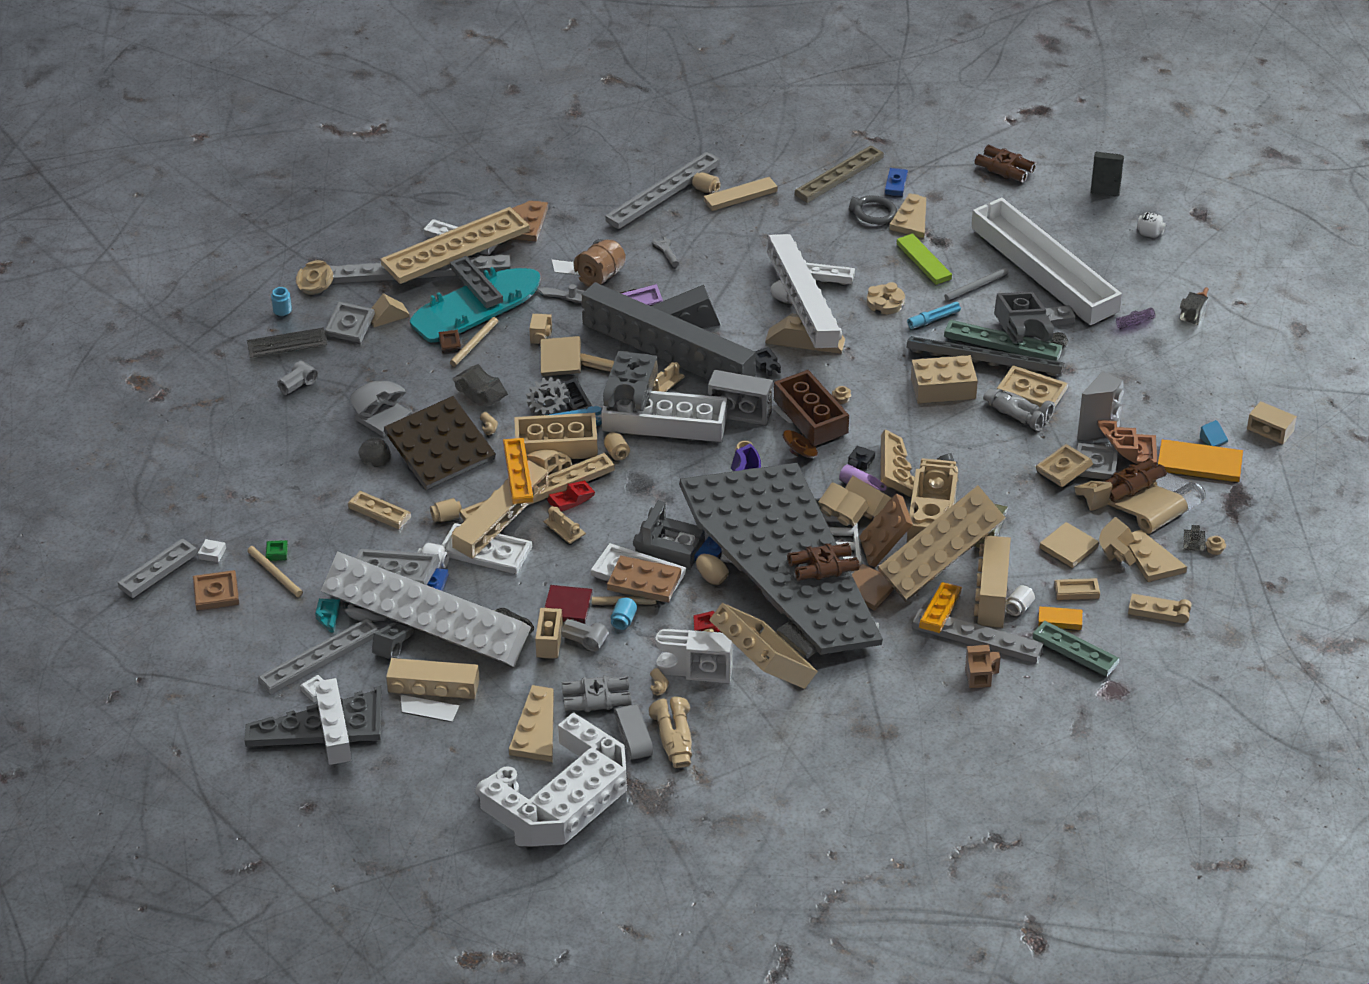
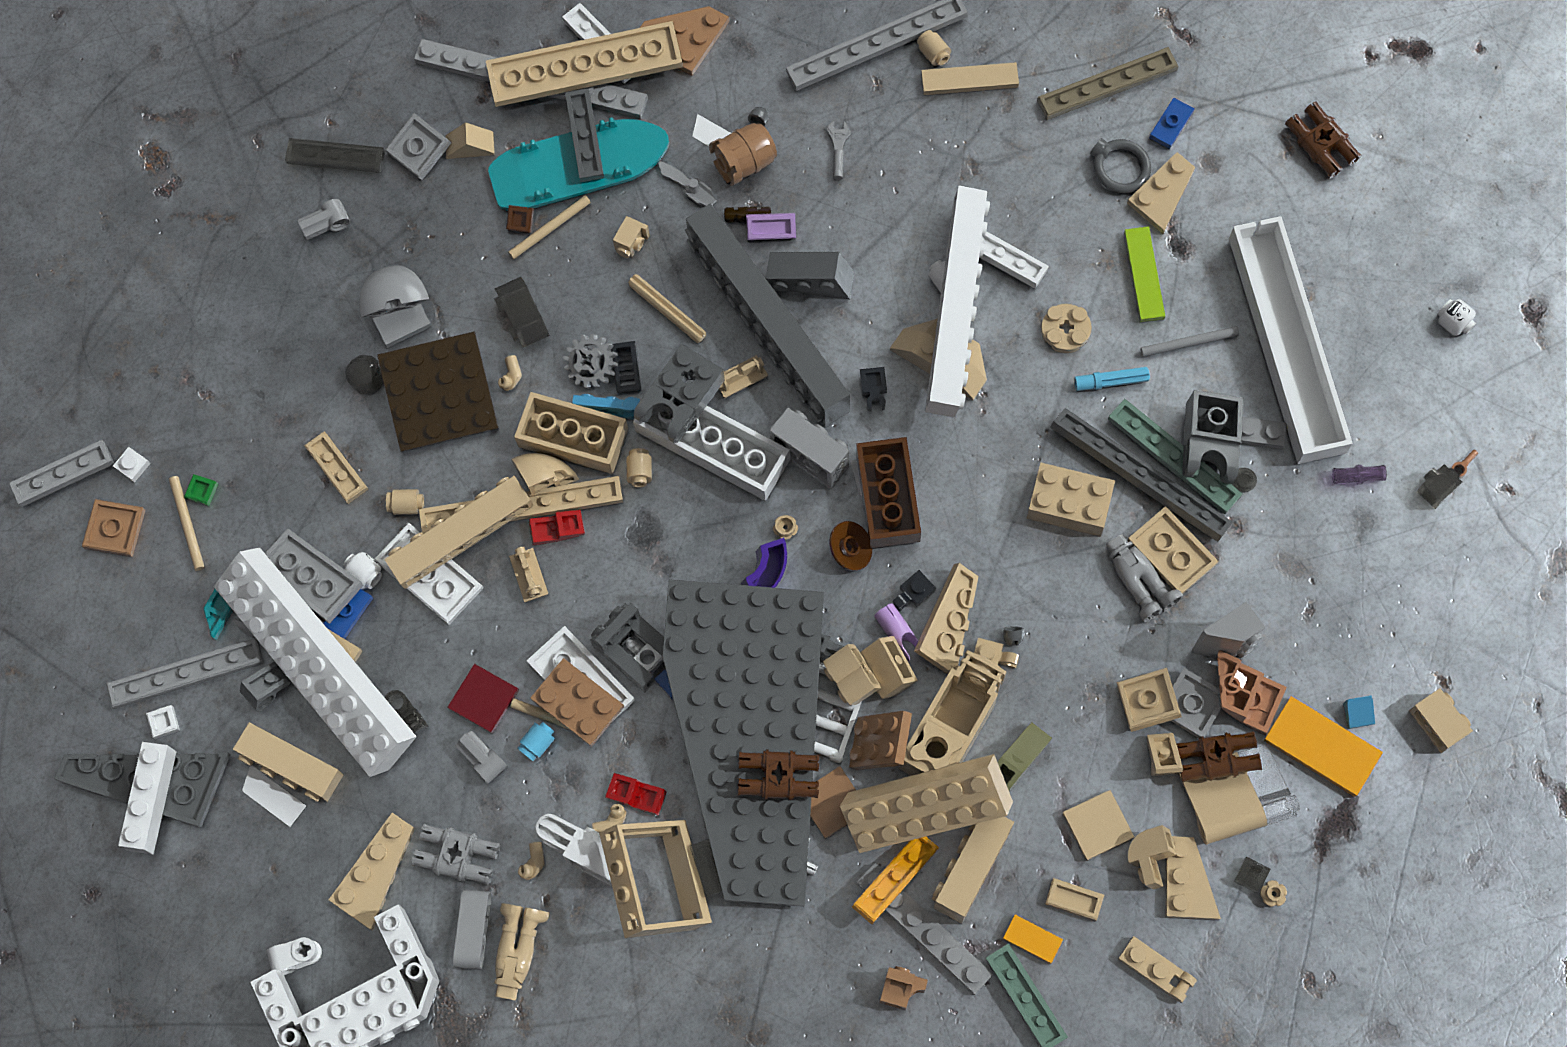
camera: 25 degrees right, 30 degrees up
(281, 301) = (350, 89): medium azure brick -> none
(314, 277) = (406, 56): tan tile -> none
(518, 470) = (493, 491): light orange tile -> none
(549, 633) = (437, 746): tan brick -> none
(560, 356) = (634, 295): tan tile -> none
(712, 569) = (661, 711): tan animal -> none
(841, 394) = (940, 480): tan plate -> none
(1019, 600) = (995, 897): white brick -> none
(1107, 174) = (1437, 216): pearl dark grey piece -> none

